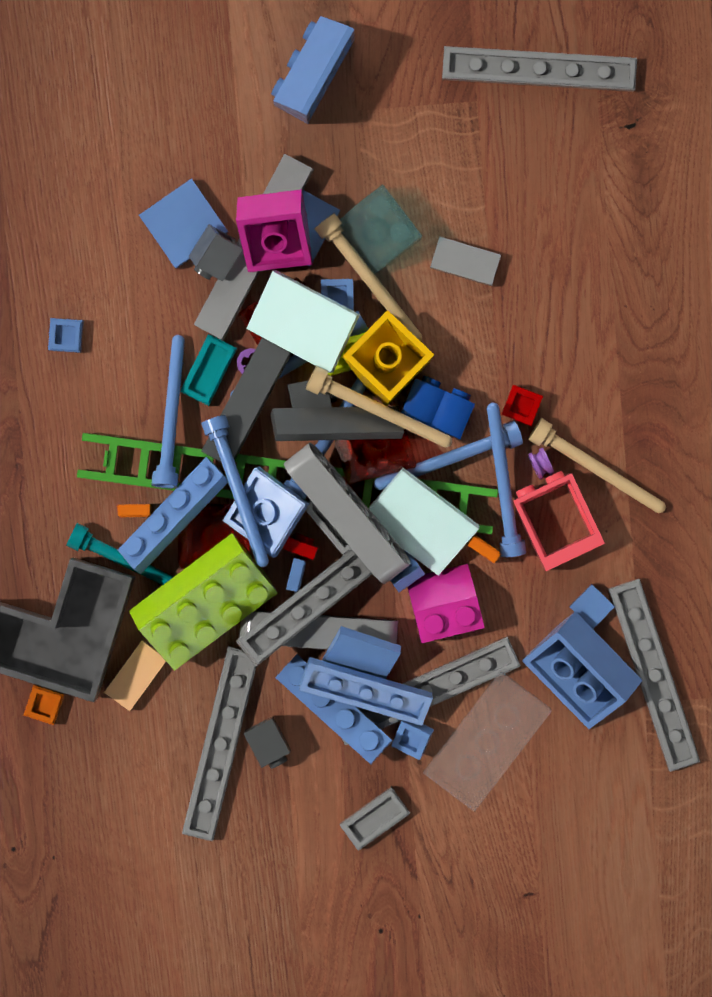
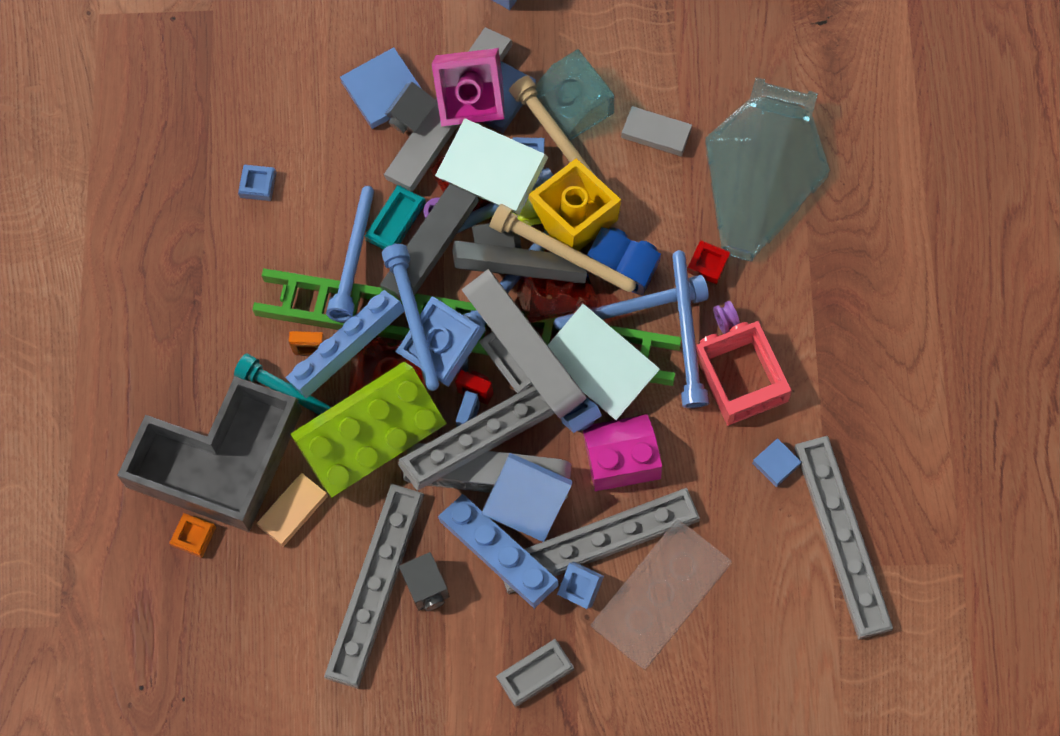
camera: 10 degrees right, 20 degrees down
(365, 691) = (532, 527): medium blue plate -> none
(483, 548) = (664, 396): orange tile -> none
(545, 435) = (731, 291): tan piece -> none
(573, 299) = (763, 166): none -> clear light blue windscreen
(582, 670) = (765, 524): medium blue slope -> none

